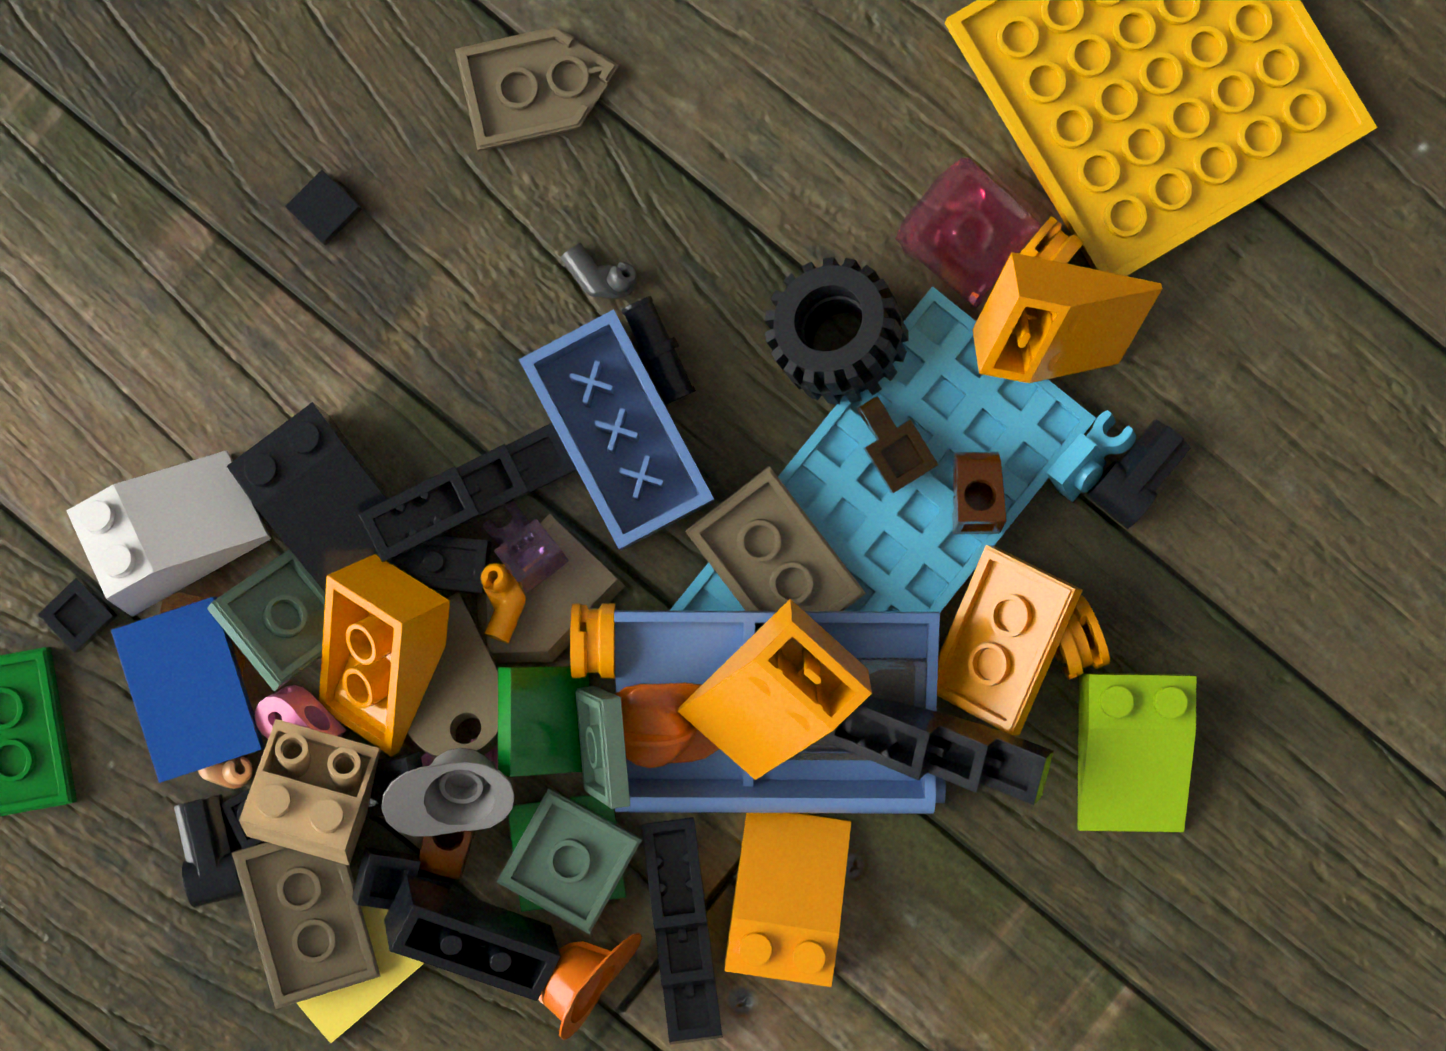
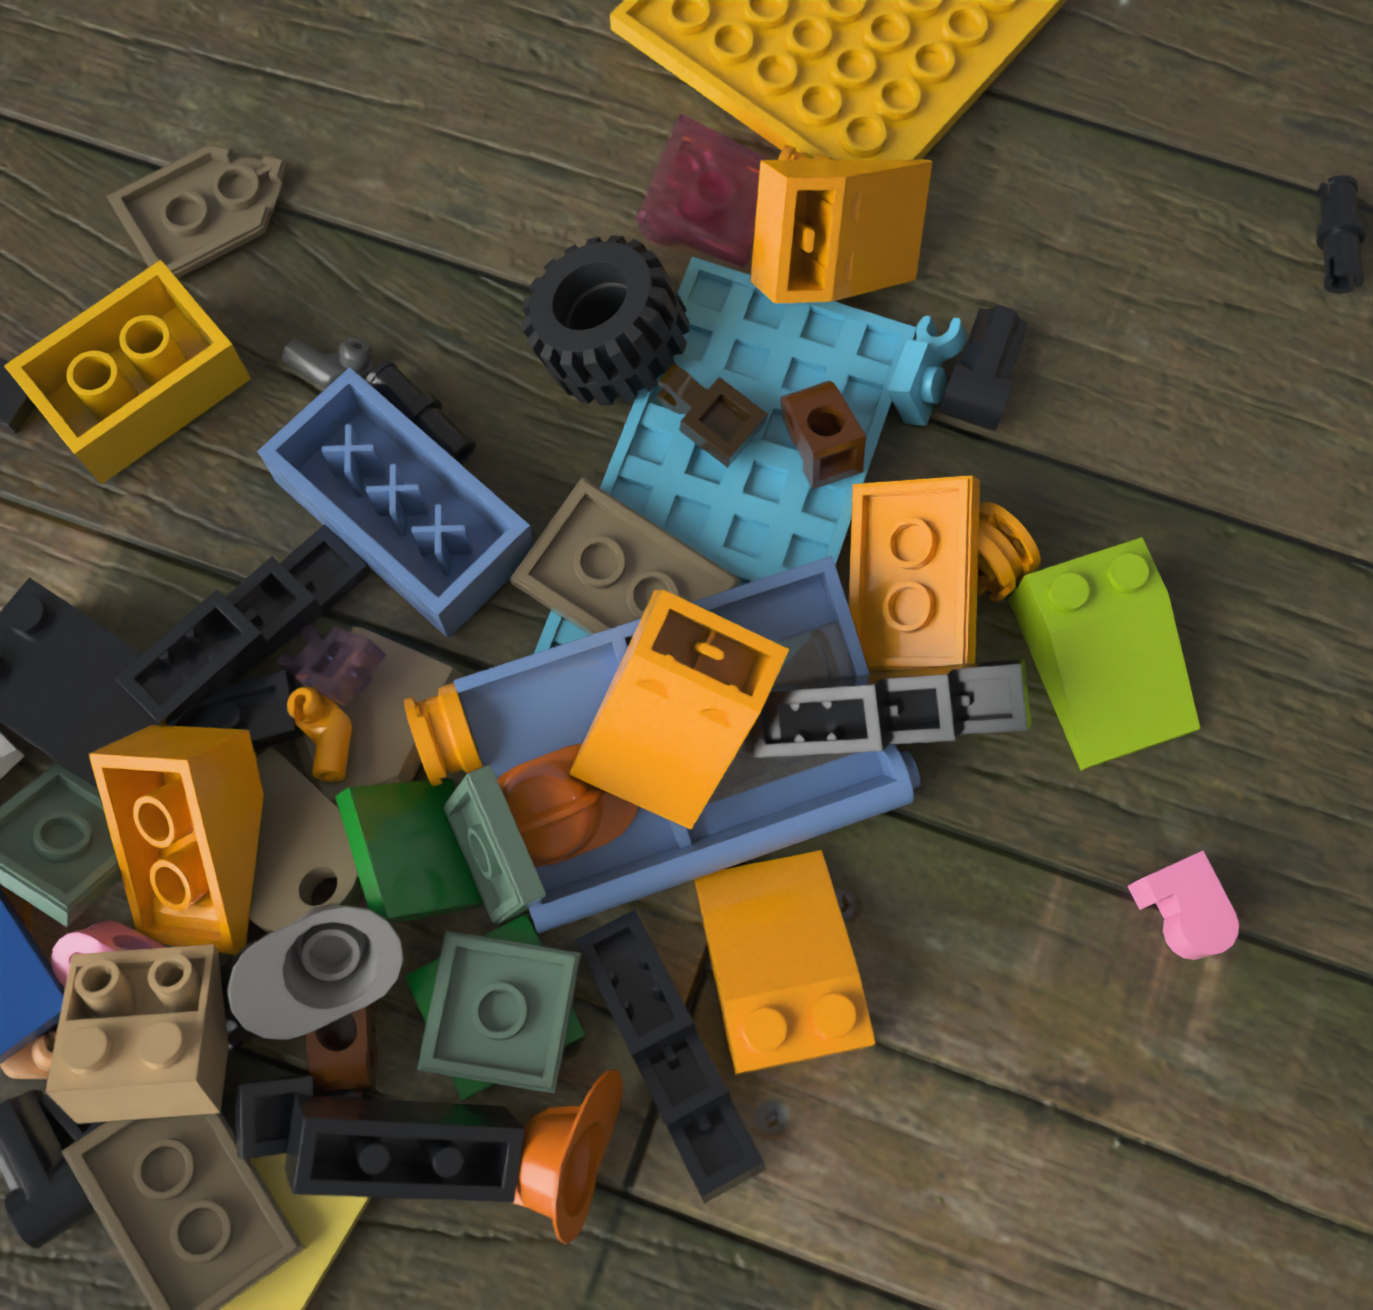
camera: 15 degrees left, 15 degrees down
(433, 238) = (129, 371): none -> yellow brick
(1114, 966) = (1193, 906): none -> bright pink leg

